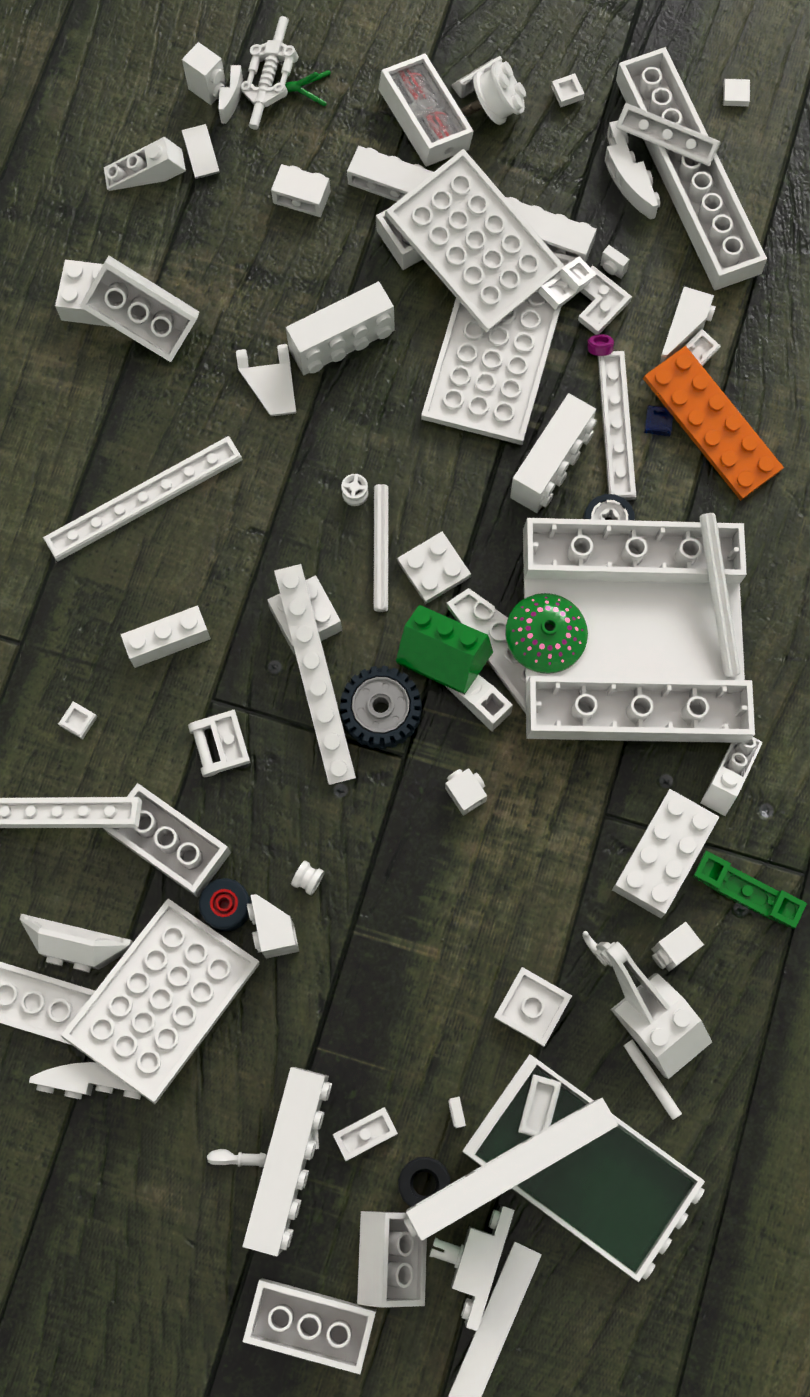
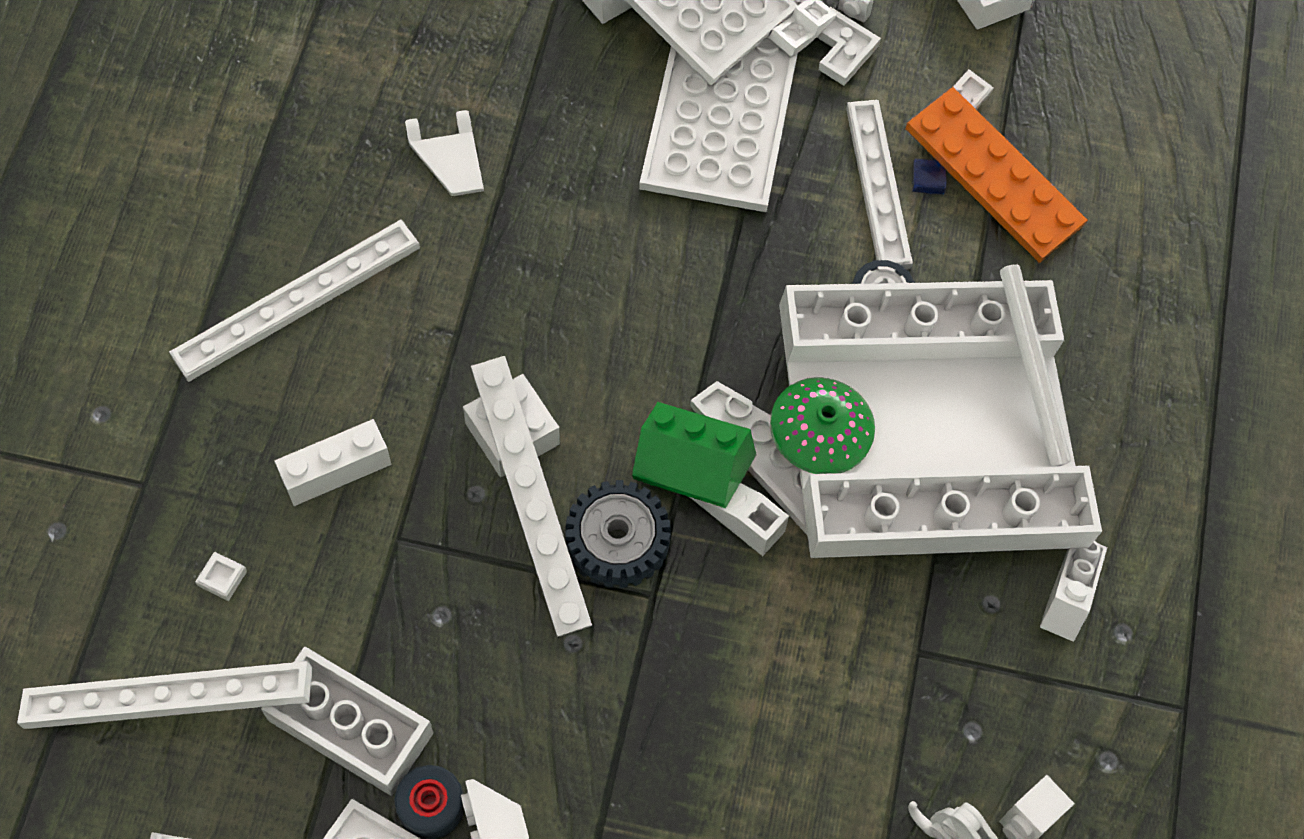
camera: 10 degrees left, 10 degrees down
(74, 285) = (218, 64): white brick -> none
(139, 309) = (282, 75): white slope -> none
(227, 739) = (421, 588): white plate -> none
(307, 878) = (538, 758): white wheel -> none
(341, 328) = (533, 87): white brick -> none
(354, 484) = (558, 268): white wheel -> none
(380, 548) = (602, 342): white axle -> none
(434, 567) = (670, 361): white plate -> none
(466, 790) = (737, 631): white brick -> none
(553, 453) = (807, 216): white brick -> none
(600, 345) = (849, 94): magenta tile -> none
(665, 853) = (1004, 694): white brick -> none
(688, 320) = (952, 59): white slope -> none
(748, 891) = (1117, 737): green slope -> none

